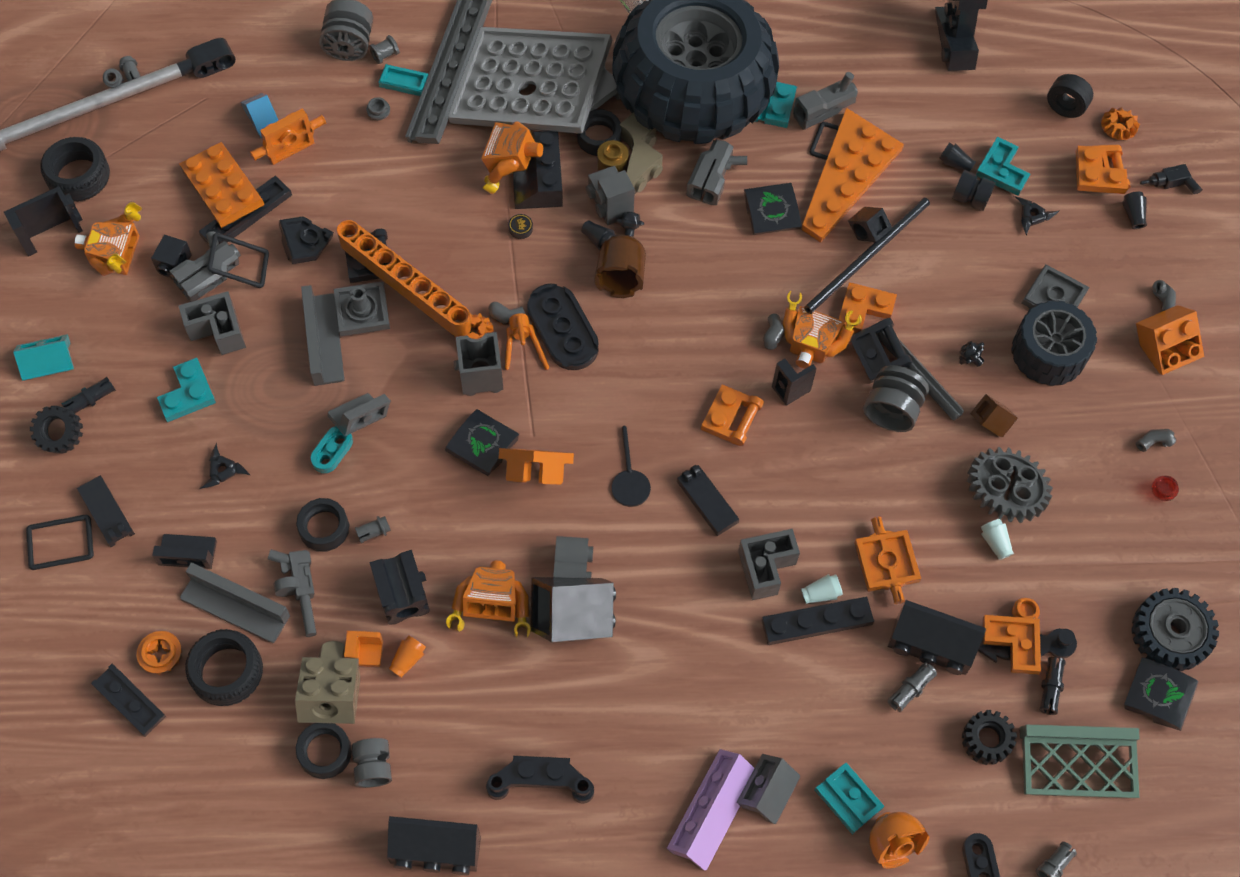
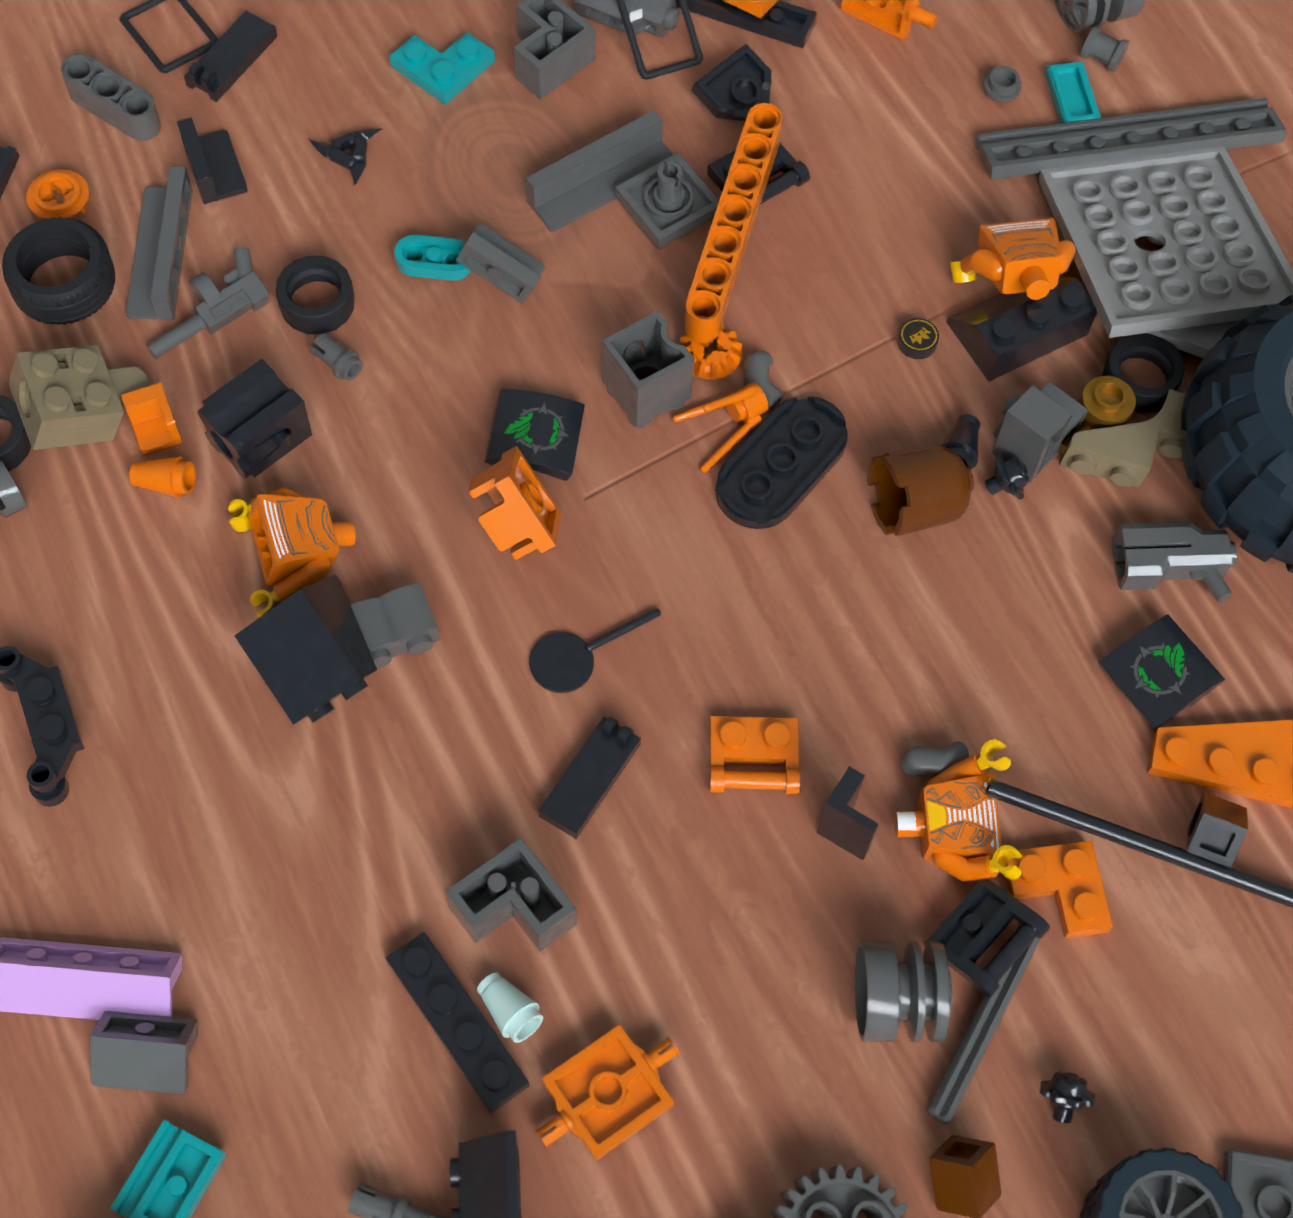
camera: 65 degrees right, 0 degrees up
(86, 593) = (111, 97): none -> dark grey beam

